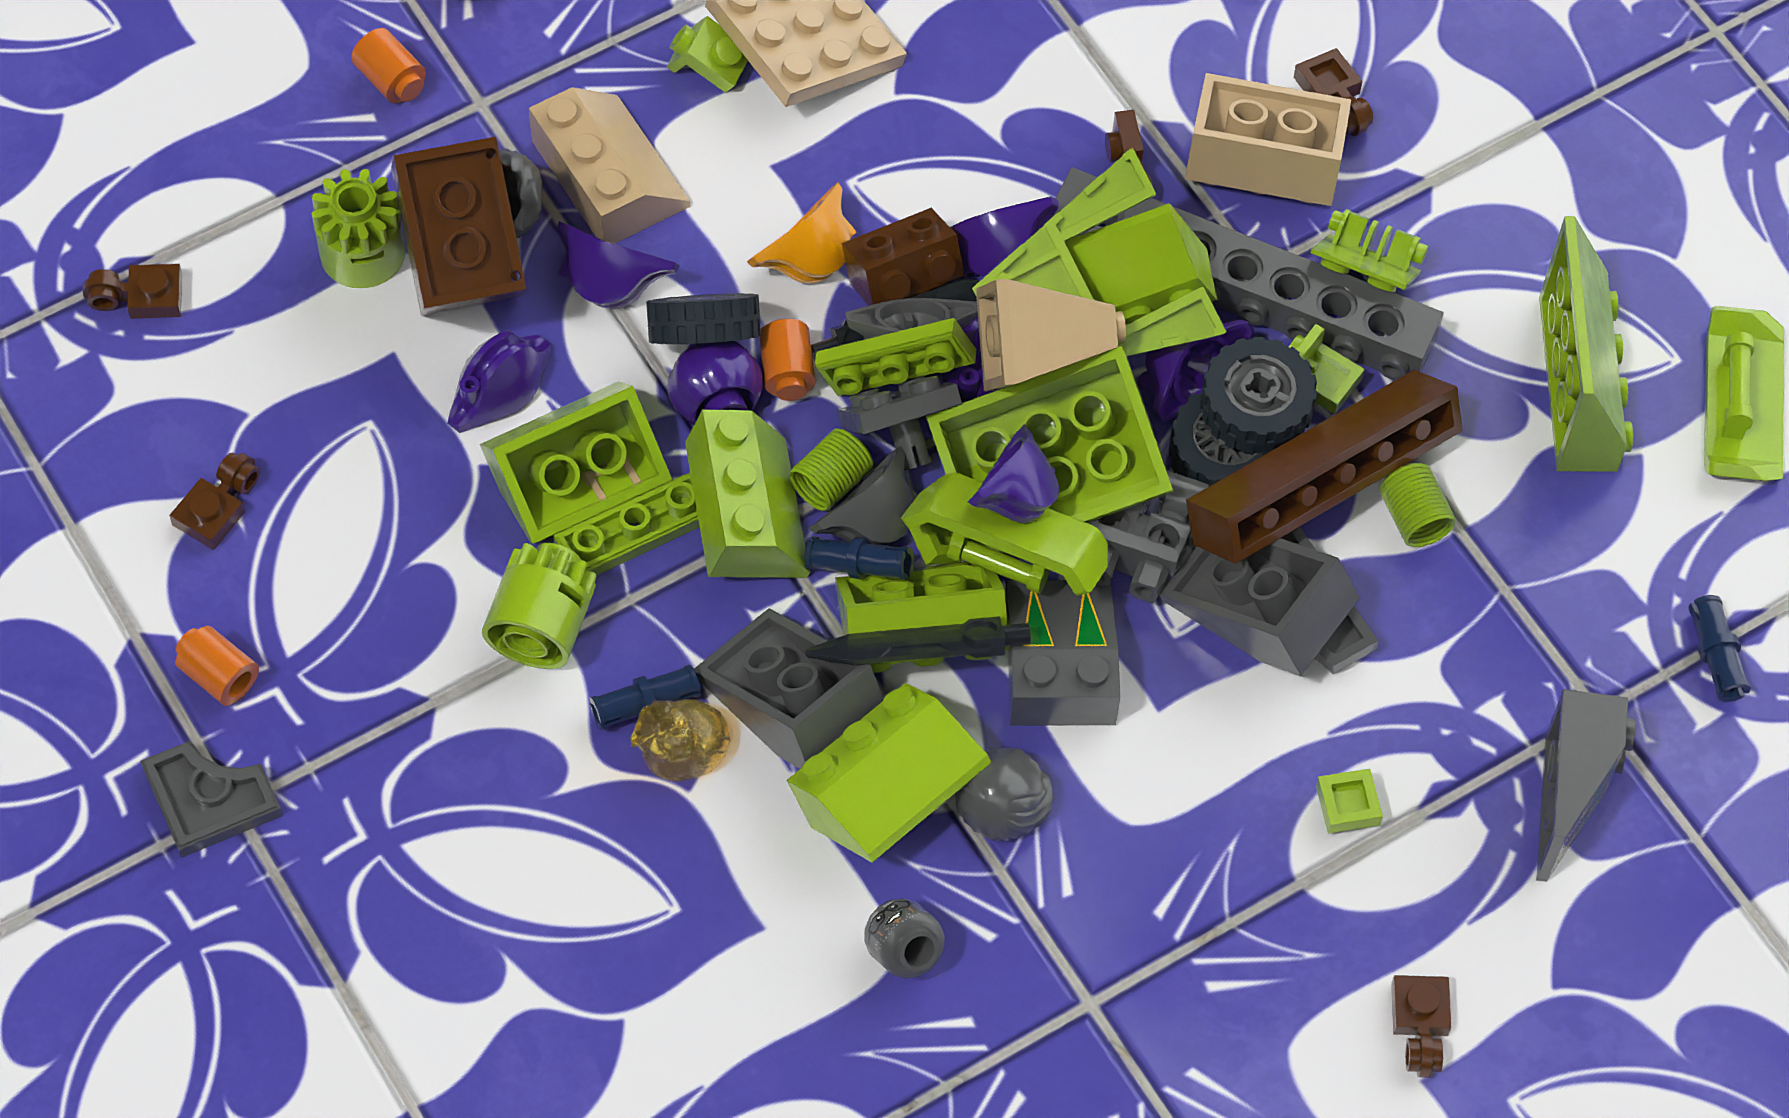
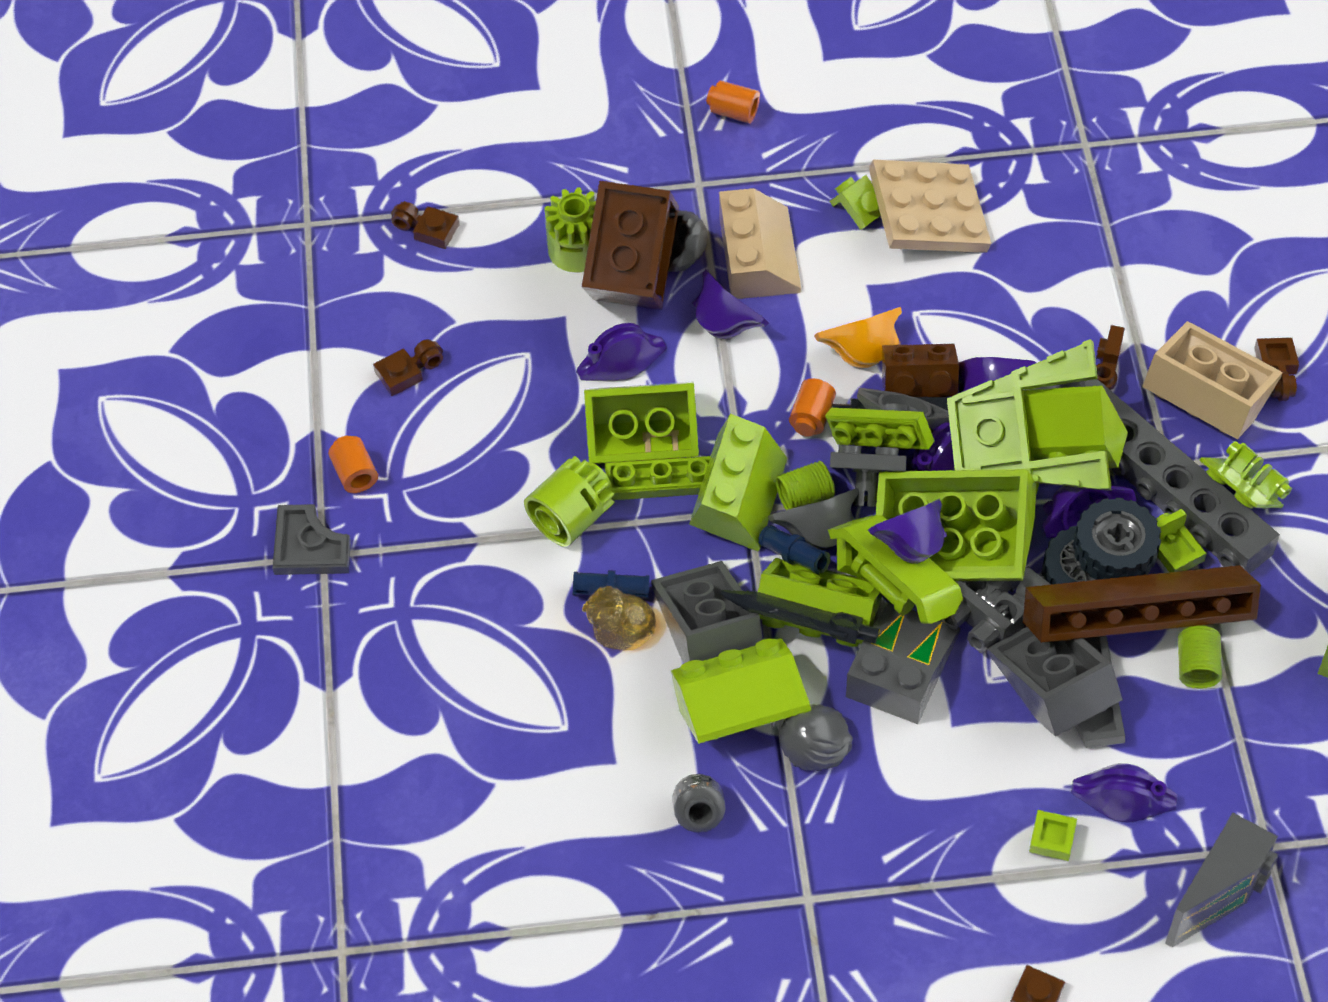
camera: 30 degrees right, 5 degrees down
(389, 66) = (649, 140): orange brick -> none
(703, 318) = (765, 360): black wheel -> none
(715, 376) = (759, 401): dark purple plant -> none
(1039, 330) = (979, 440): tan slope -> none
(1404, 712) = (1124, 792): none -> dark purple hat

